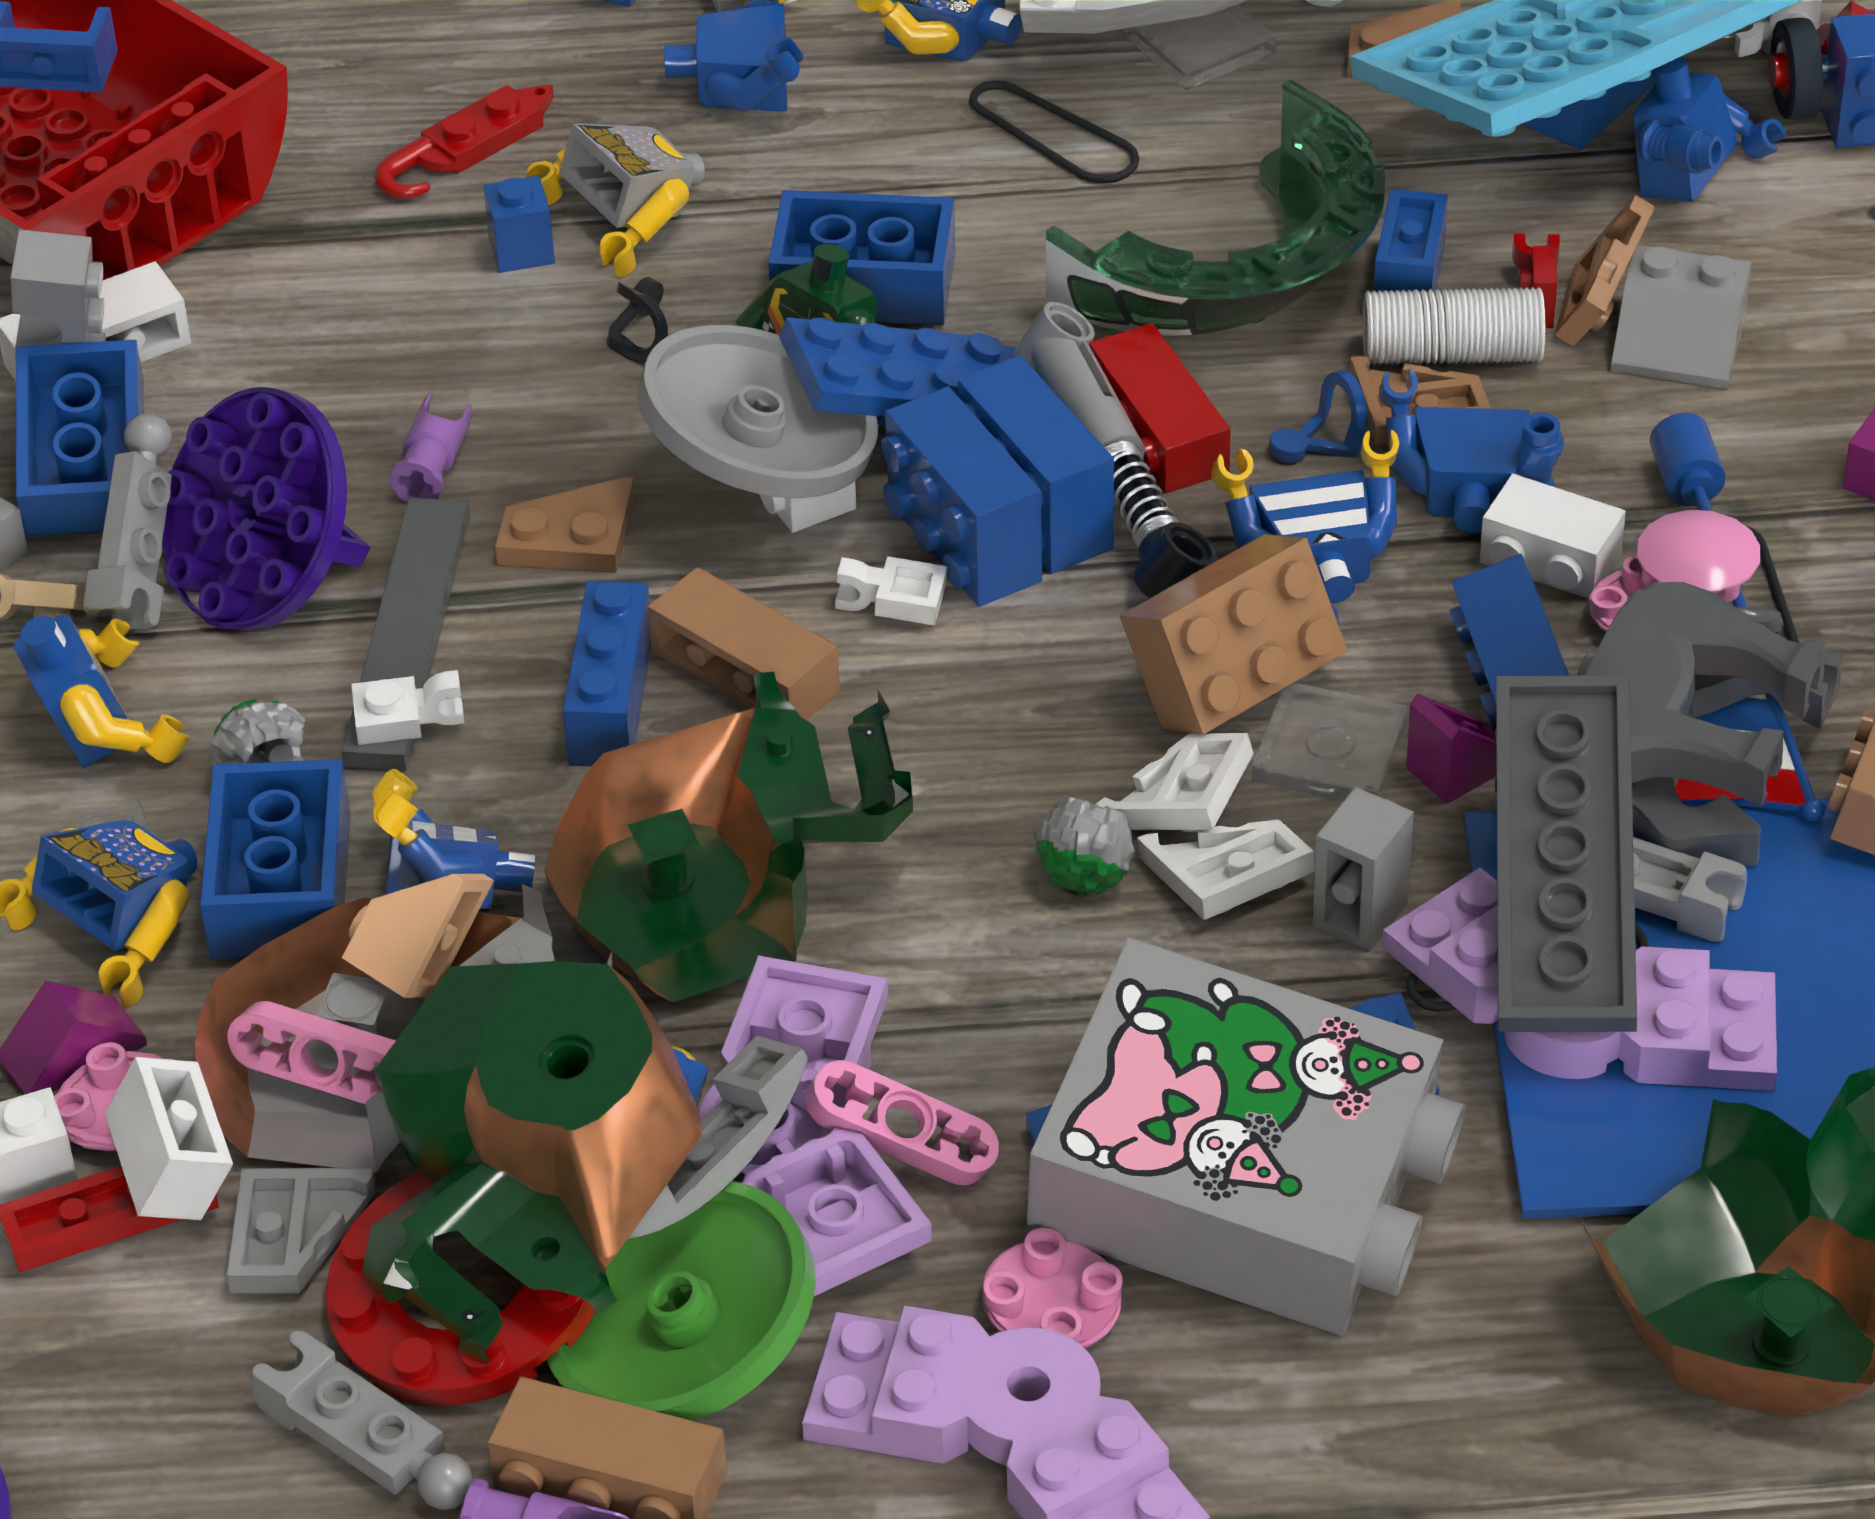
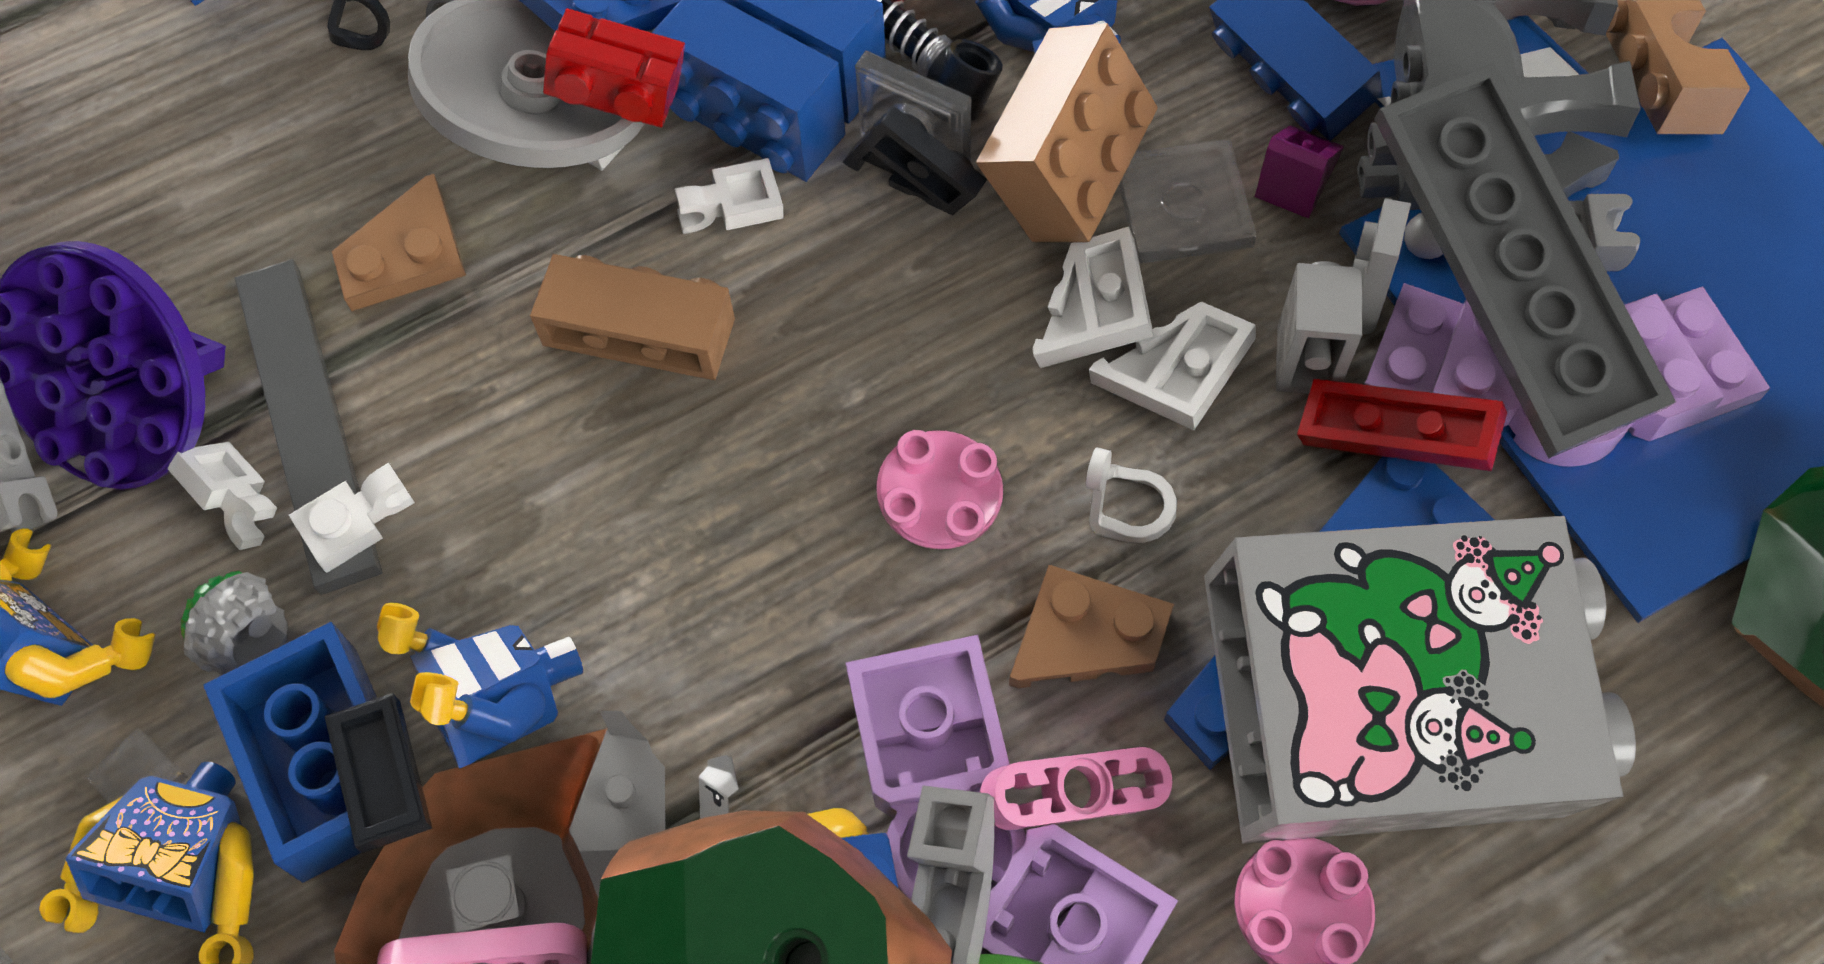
camera: 25 degrees left, 20 degrees up
(312, 648) = (222, 478): none -> white plate
(318, 870) = (378, 773): none -> black tile
(416, 932) = (510, 803): light nougat slope -> none
(428, 453) = (229, 219): medium lavender piece -> none
(607, 670) = (525, 397): blue brick -> none
(694, 841) = (716, 552): dark green piece -> none
(830, 423) = (613, 68): none -> red brick
(936, 878) = (939, 489): none -> bright pink dish
(998, 1034) = (1089, 630): none -> medium nougat wing
(1080, 905) = (1099, 472): none -> white piece
(1084, 846) = (1059, 402): light grey piece -> none
(1090, 626) = (917, 162): none -> black wing
(1096, 568) = (938, 107): none -> clear tile
(1392, 970) = (1403, 424): none -> red plate
(1442, 825) = (1378, 257): none -> light grey hinge

